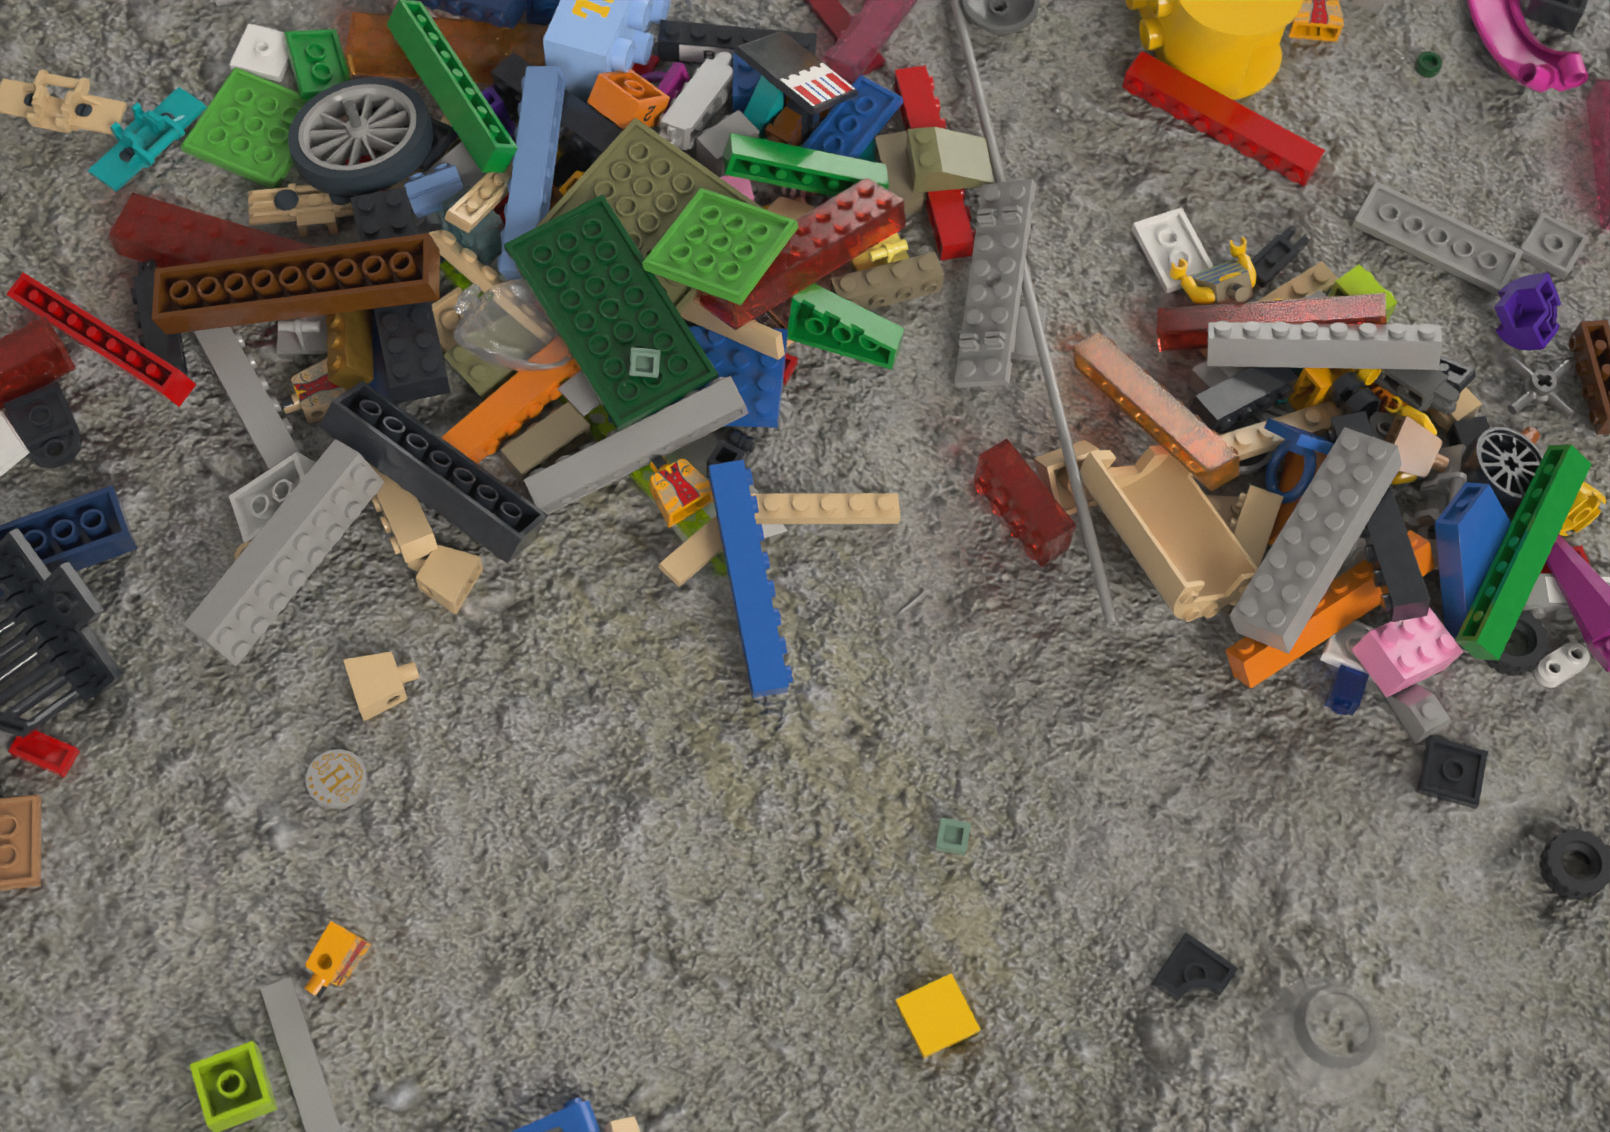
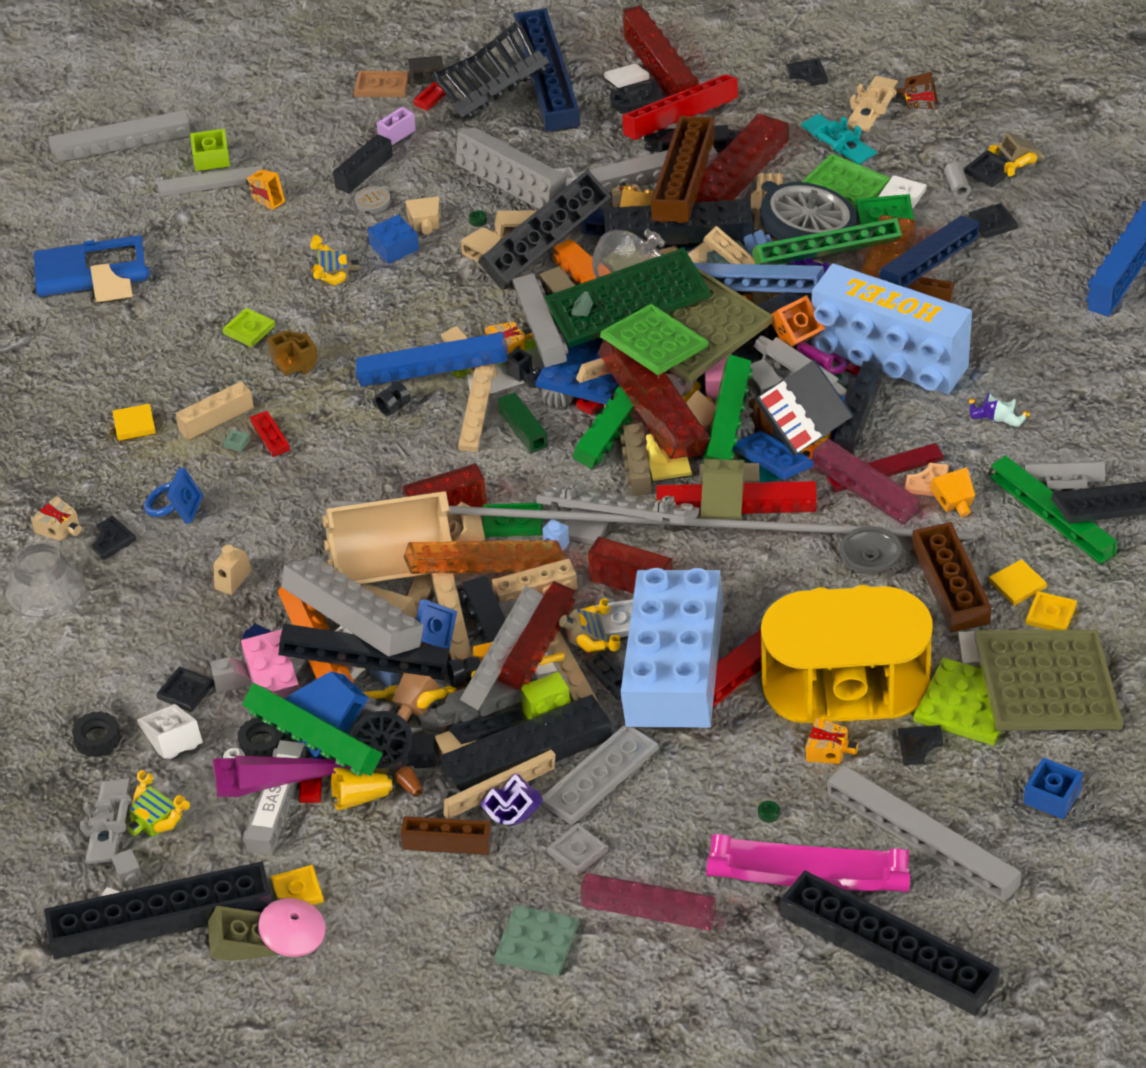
camera: 110 degrees right, 20 degrees down
(37, 42) = (919, 91): none -> reddish brown torso
(151, 776) = (397, 125): none -> lavender brick
(251, 810) = (363, 163): none -> black brick
(370, 606) = (477, 218): none -> dark green tile
(447, 714) = (393, 239): none -> blue brick
(526, 793) = (332, 265): none -> torso
(688, 891) = (248, 327): none -> lime plate
(754, 793) = (292, 352): none -> pearl gold brick
(823, 625) = (392, 399): none -> black wheel
(837, 442) = (522, 422): none -> dark green brick
(898, 886) = (214, 410): none -> tan brick
(927, 791) = (270, 433): none -> red plate
(1024, 419) = (512, 526): none -> green tile
(1060, 355) = (556, 531): none -> light blue brick
(1107, 250) = (617, 563): none -> clear red brick
(1107, 873) = (182, 494): none -> blue tile
(1133, 339) = (536, 578): none -> tan brick
(1190, 1061) = (56, 520): none -> tan torso
(1228, 760) = (230, 569): none -> tan torso
(1256, 162) = (672, 648): none -> light blue brick
(1425, 302) = (562, 730): none -> black brick
(1506, 333) = (474, 795): none -> tan tile
(1538, 766) = (171, 731): none -> white slope

